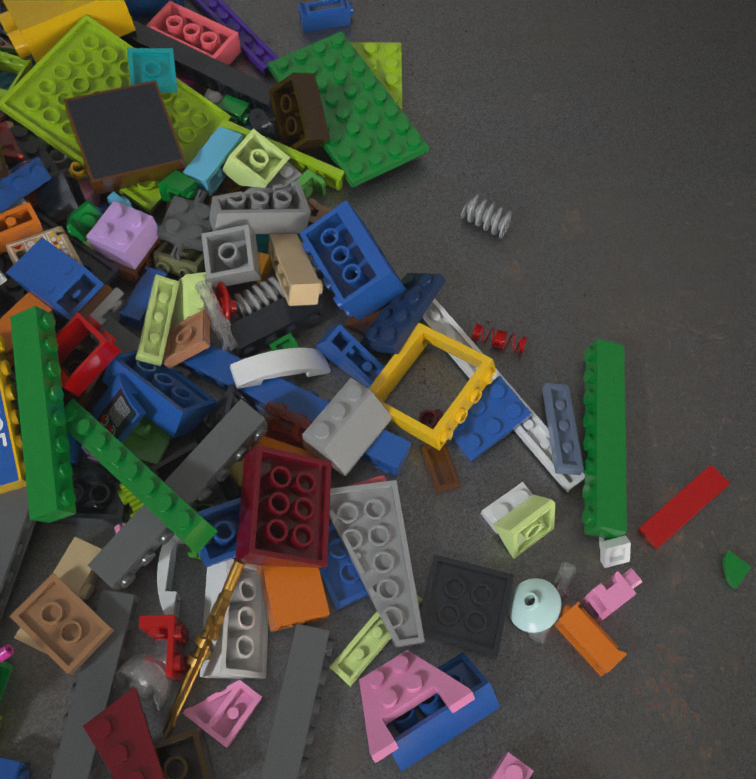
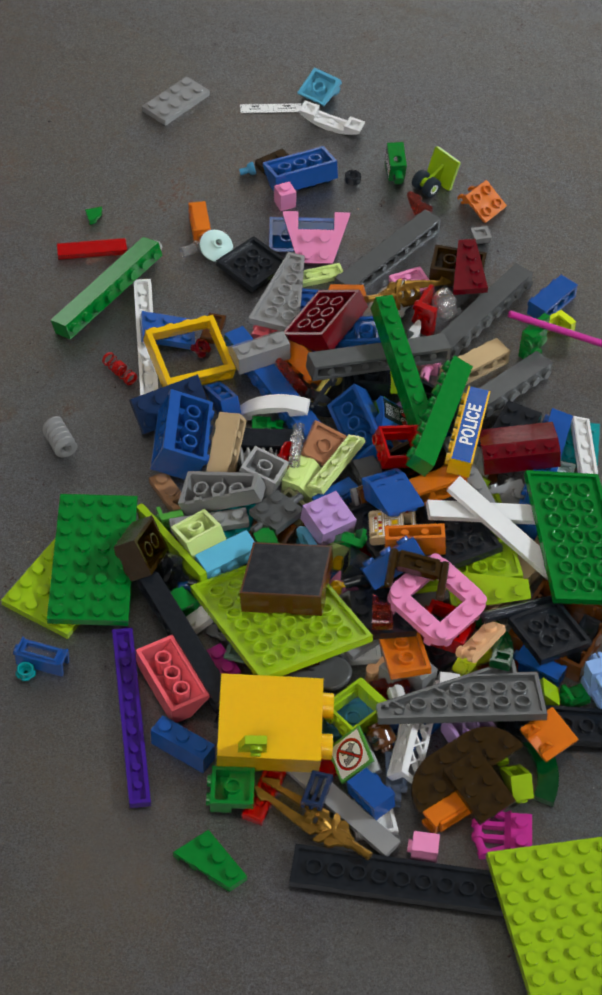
camera: 150 degrees left, 15 degrees down
(61, 624) = (479, 338): medium nougat plate -> none
(152, 65) = (234, 618): teal plate -> none
(505, 504) = (189, 292): white plate -> none
(526, 524) = (190, 270): yellowish green slope -> none
(562, 429) = (127, 303): sand blue plate -> none
(611, 595) = (175, 223): bright pink hips -> none

